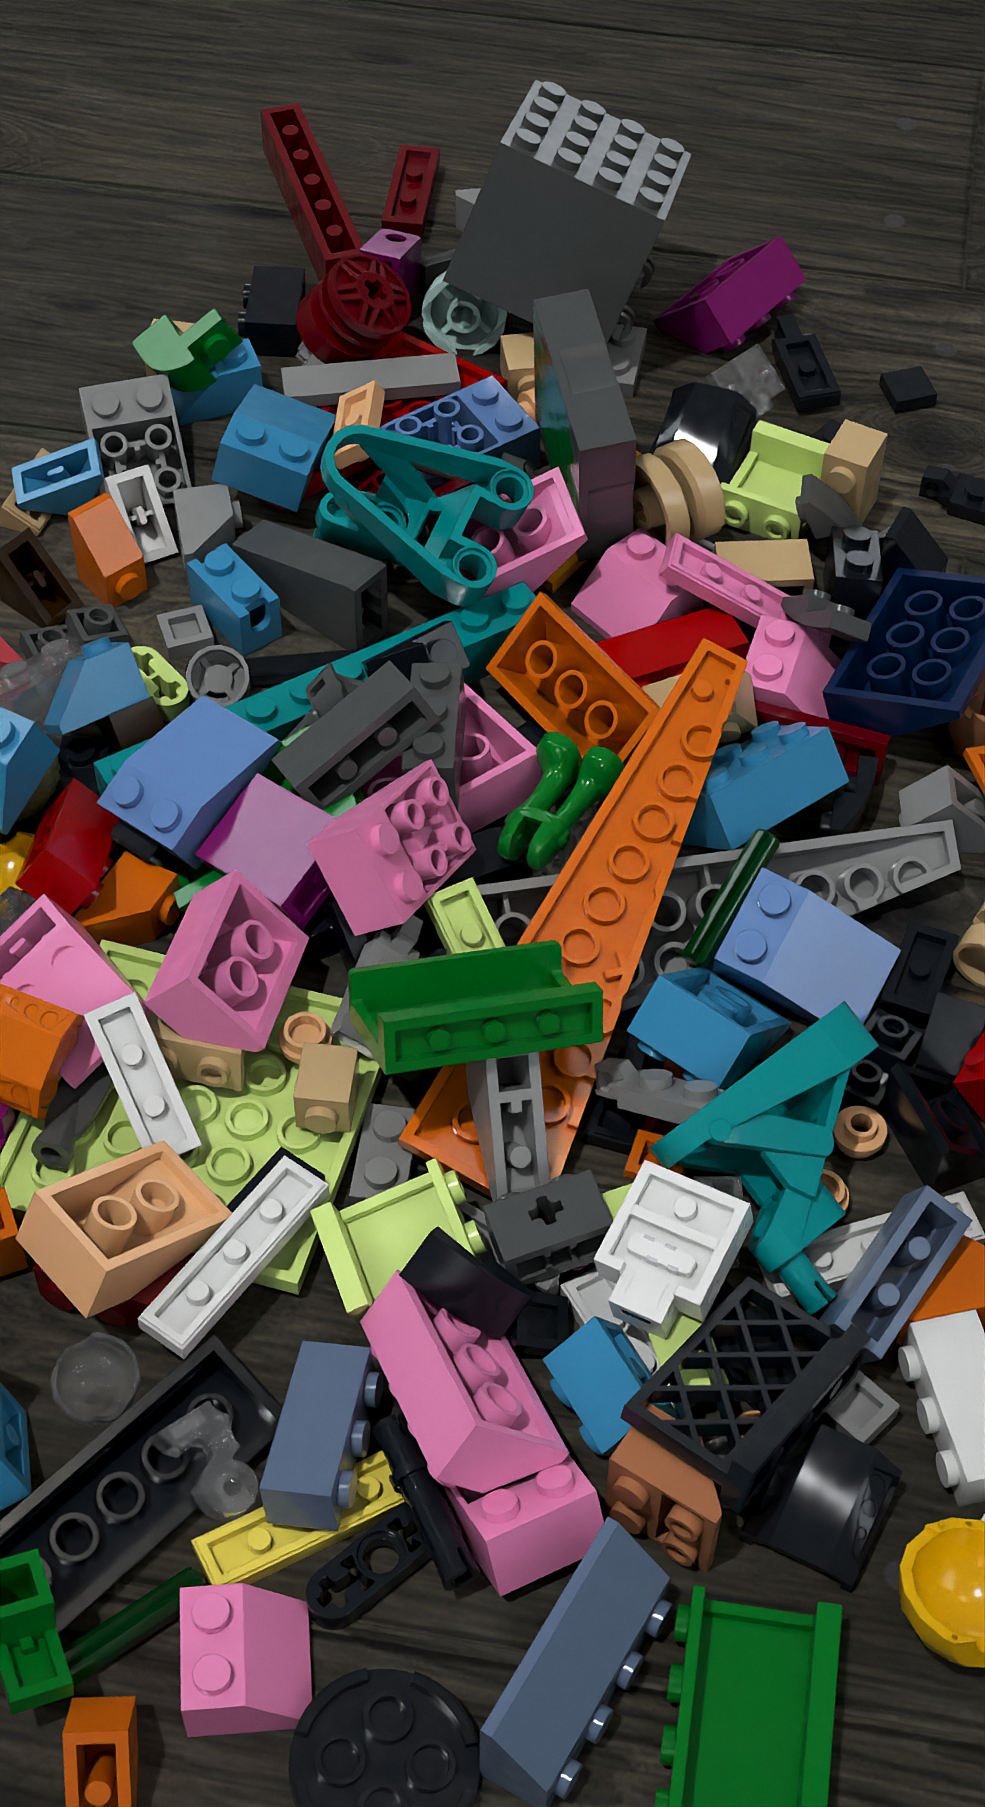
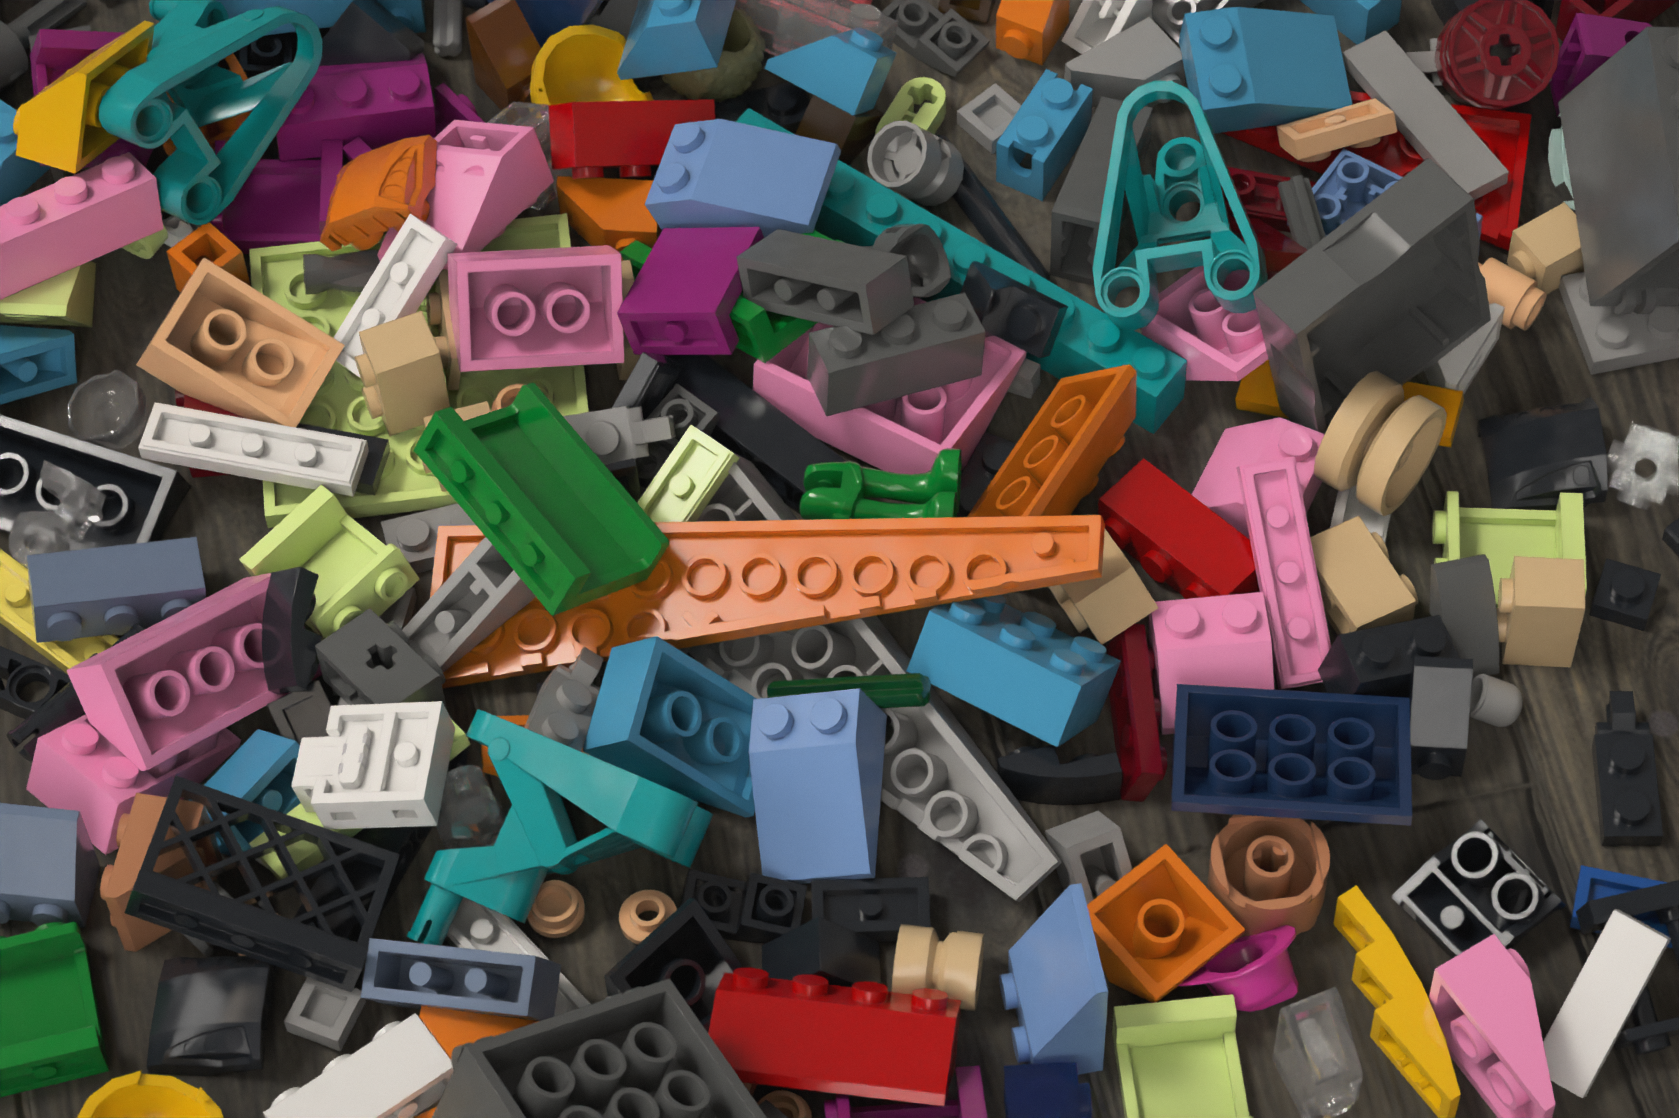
camera: 70 degrees right, 5 degrees up
(235, 1095) = (401, 373): none -> tan brick
(393, 850) = (720, 371): bright pink slope -> none
(818, 612) = (1282, 649): dark grey slope -> none

